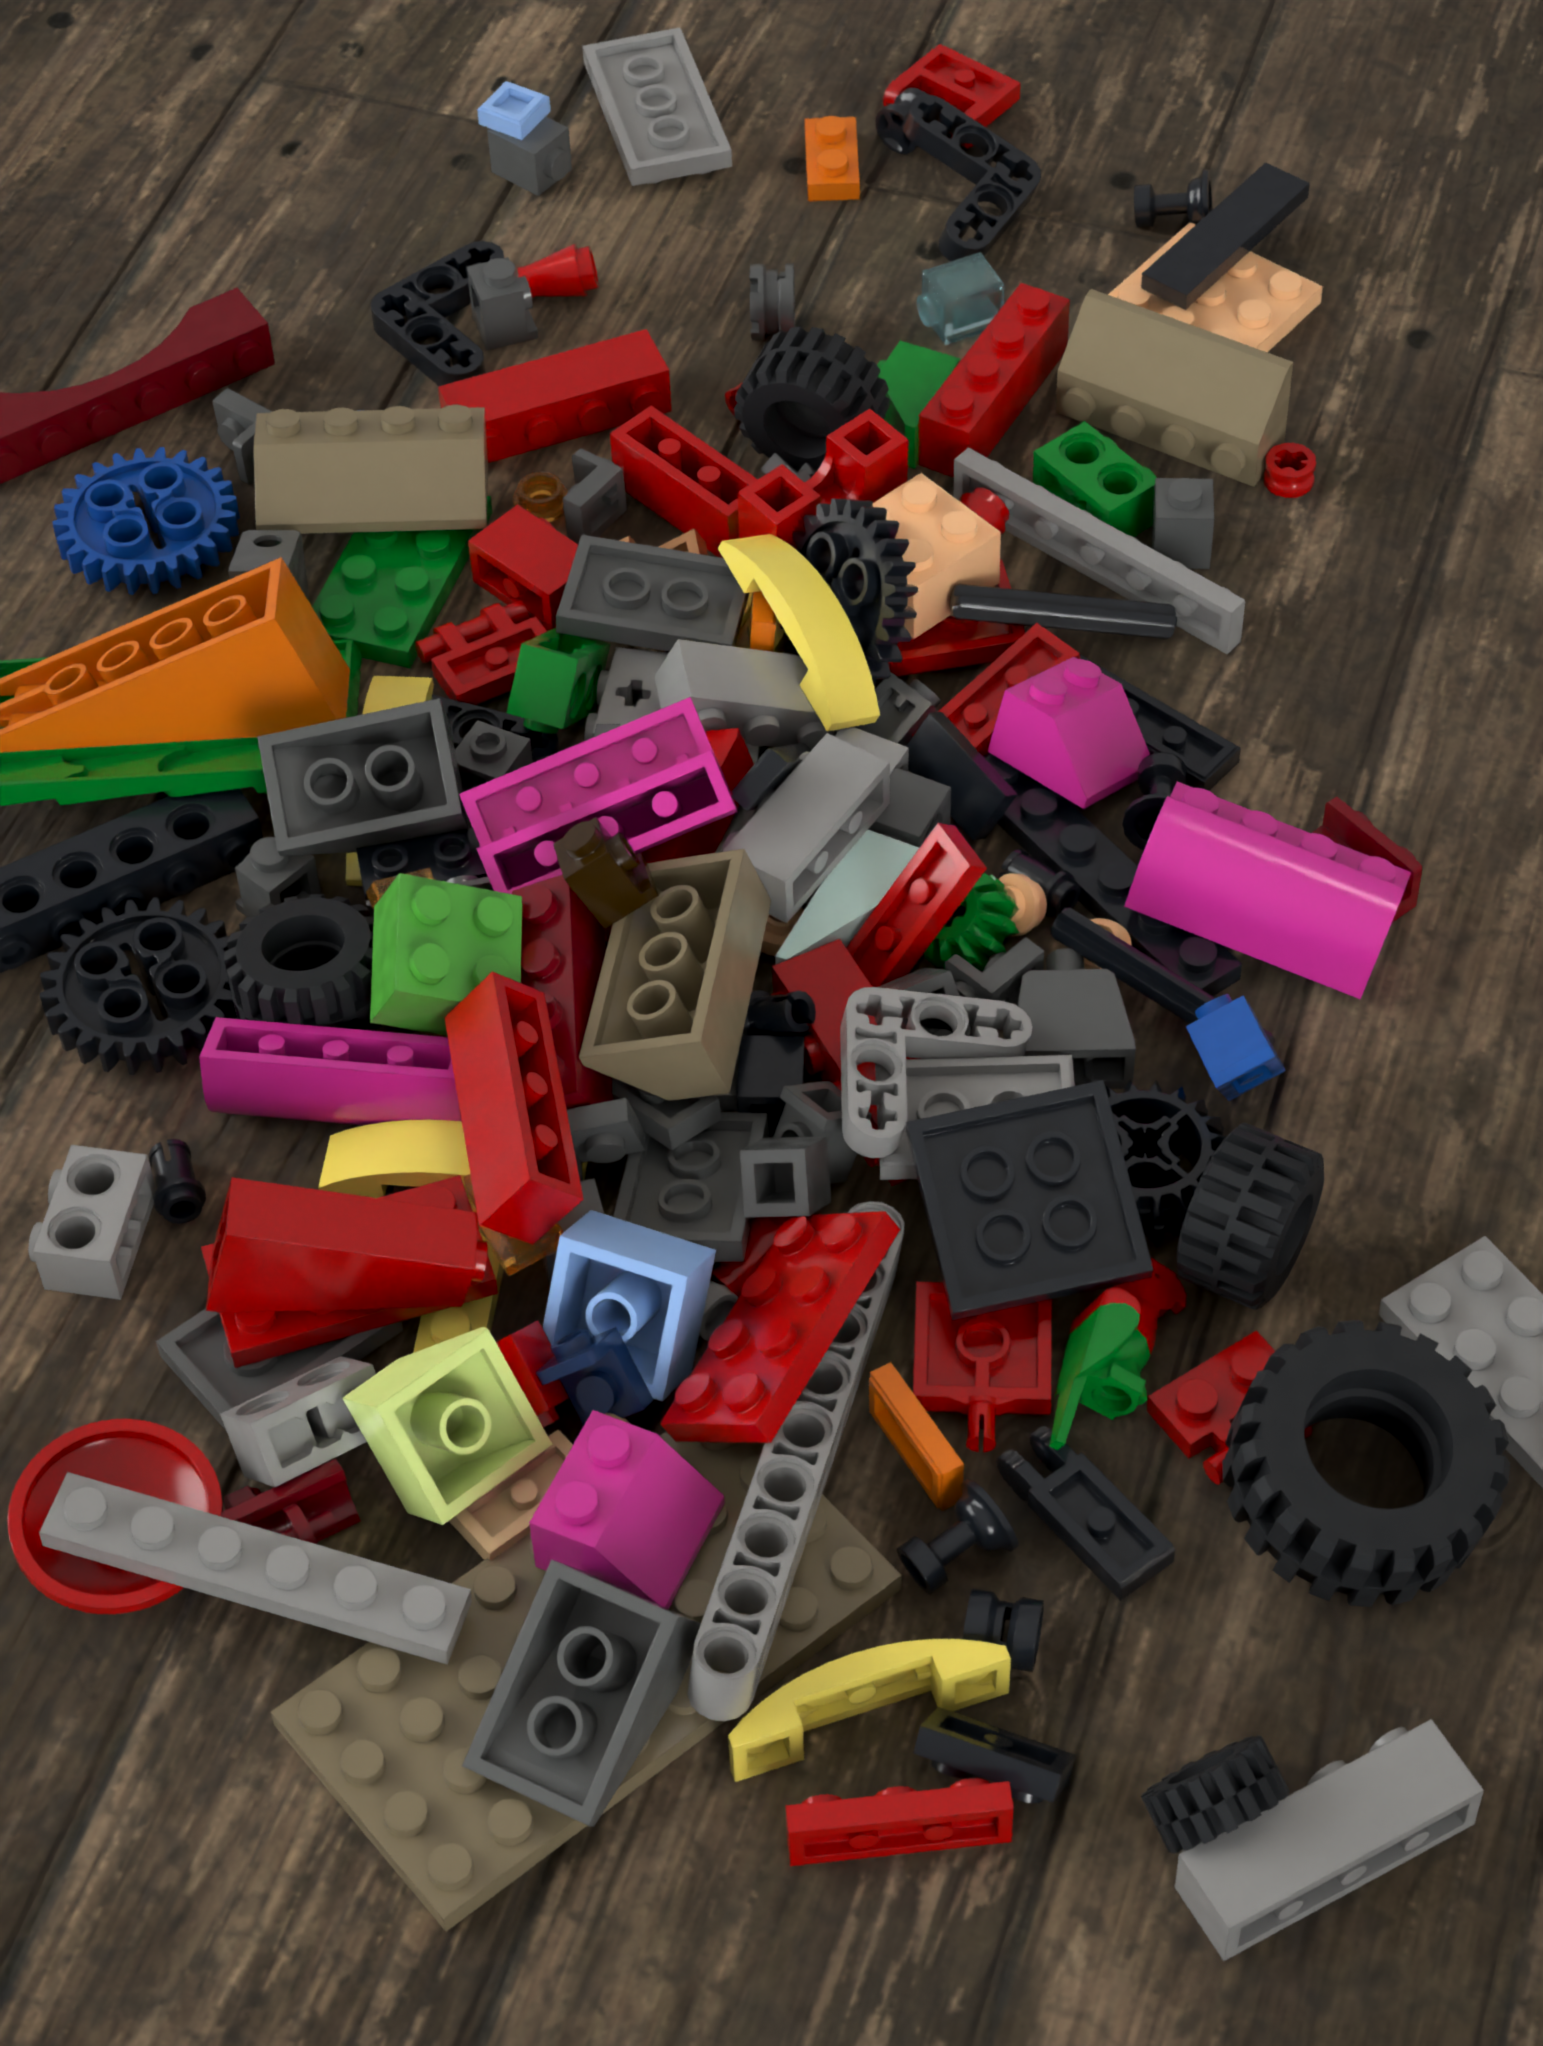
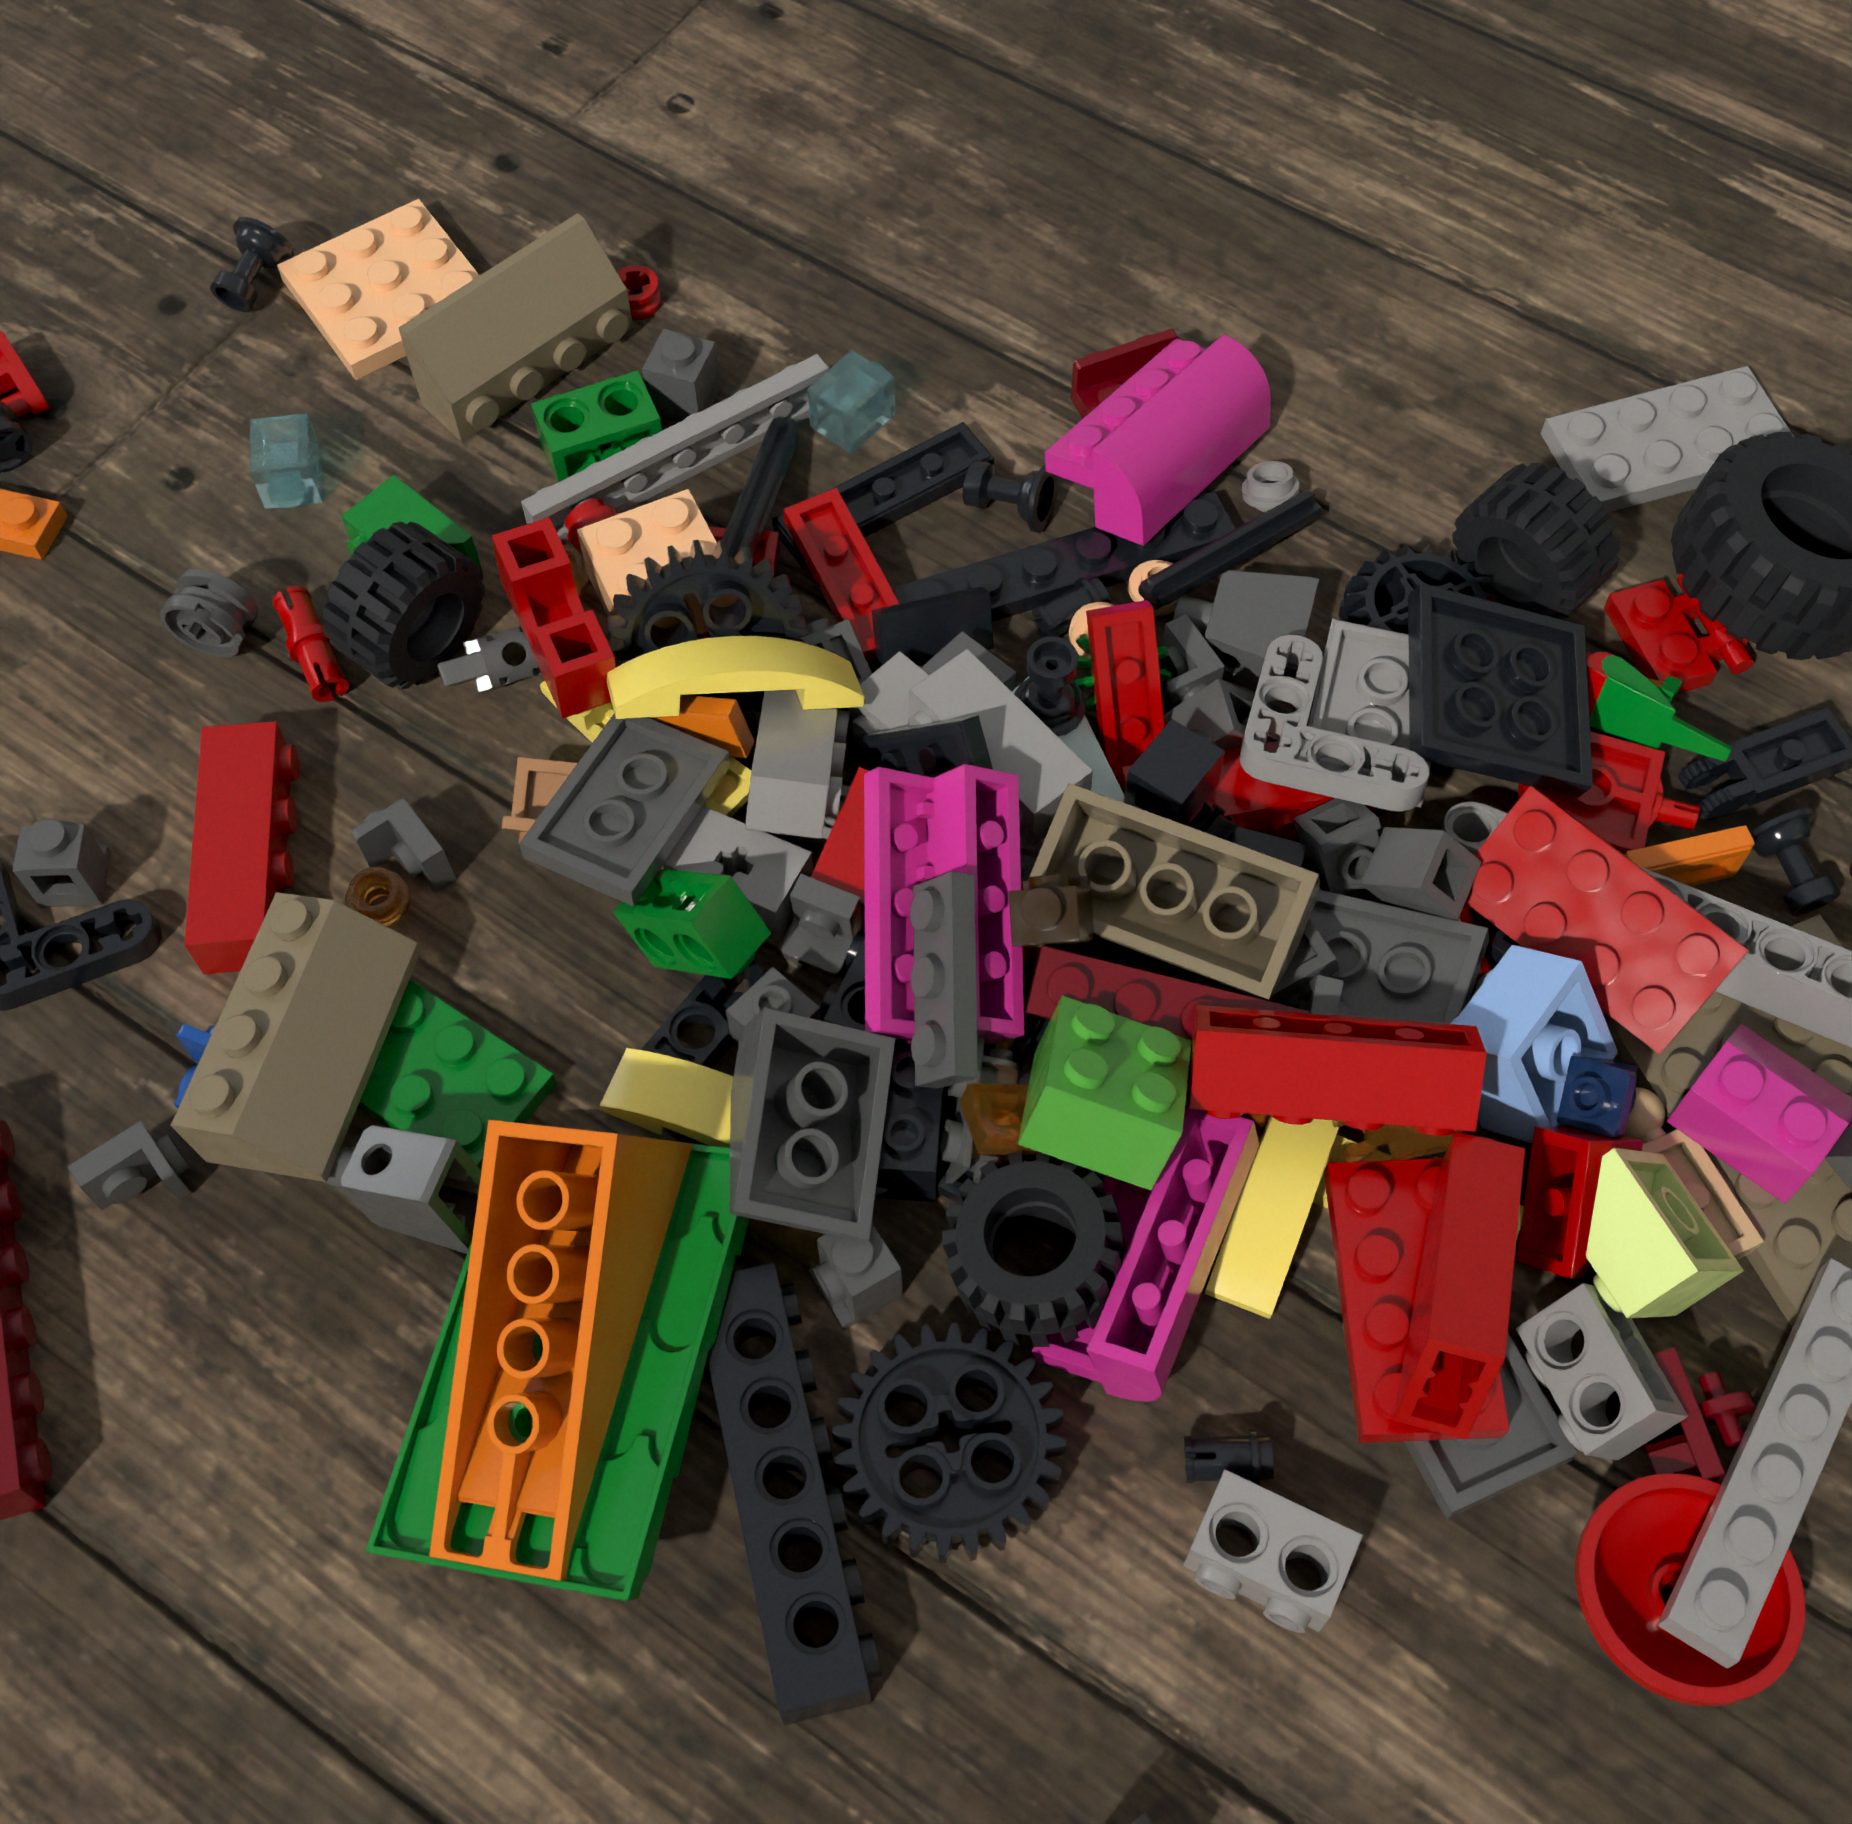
camera: 75 degrees left, 10 degrees up
(108, 534) = (216, 1367): blue gear -> none
(459, 838) = (944, 981): none -> dark grey plate
(481, 654) = (606, 994): red plate -> none
(523, 561) = (490, 922): red brick -> none
(563, 273) = (42, 790): red cone -> none
(680, 476) = (449, 744): red brick -> none
(823, 959) = (1175, 773): none -> black brick
(879, 862) = (1050, 685): none -> black piece
(991, 183) = (120, 383): black beam -> none
(994, 378) = (402, 442): red brick -> none
(1070, 732) = (920, 529): dark pink slope -> none
(1219, 654) = (851, 401): none -> clear light blue brick
(1225, 236) = (330, 237): black tile -> none
(1233, 1046) = (1348, 506): blue slope -> none
(1273, 1005) = (1269, 485): none -> light grey plate

